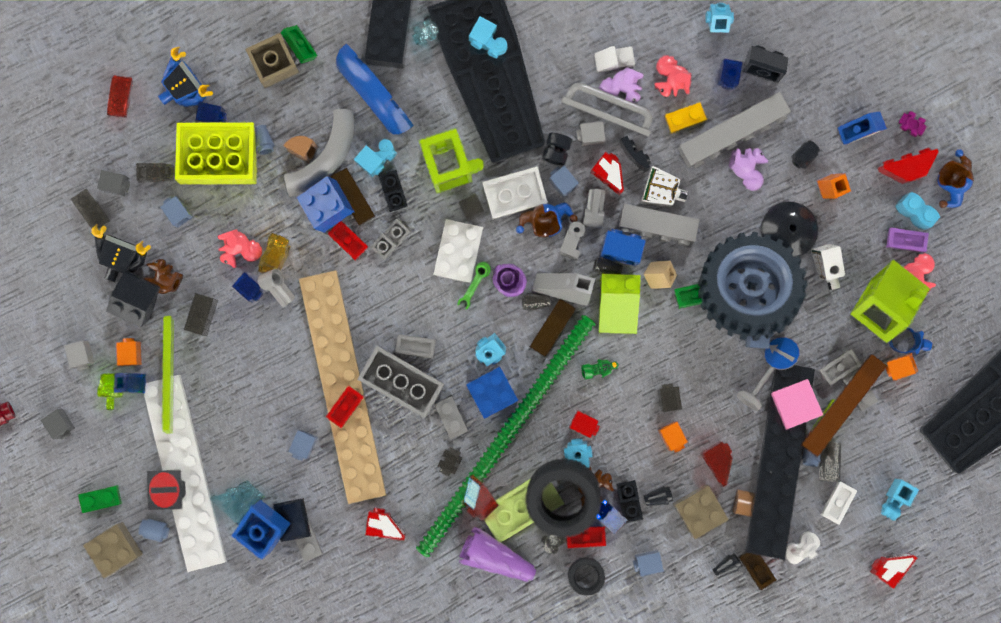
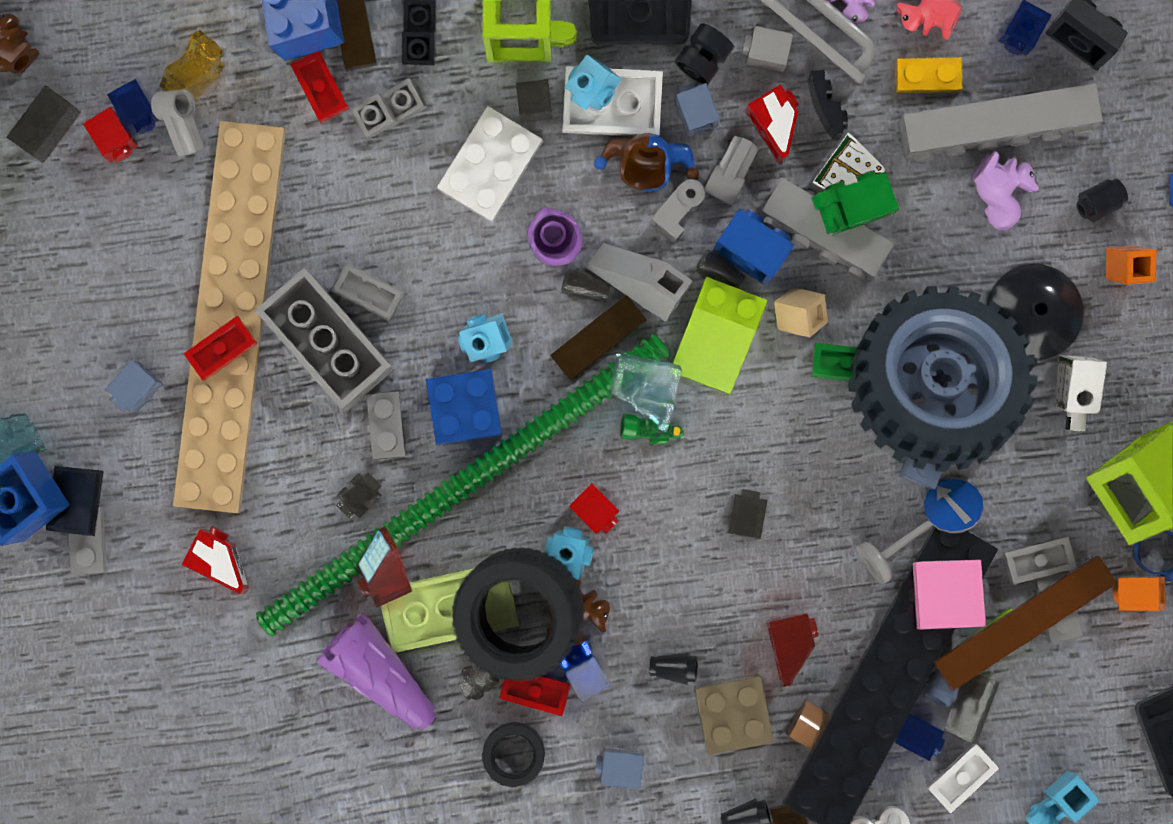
camera: 20 degrees right, 0 degrees up
(237, 243) = (140, 31): coral animal -> none
(240, 308) = (110, 135): none -> red brick
(474, 284) = (498, 223): bright green brick -> none
(501, 188) = (592, 84): none -> medium azure brick
(589, 346) = (647, 386): none -> clear light blue slope
(629, 501) = (625, 659): black slope -> none
(671, 205) = (856, 203): none -> green hinge
(673, 437) = (731, 579): orange brick -> none
(808, 488) = (920, 738): none -> clear blue brick

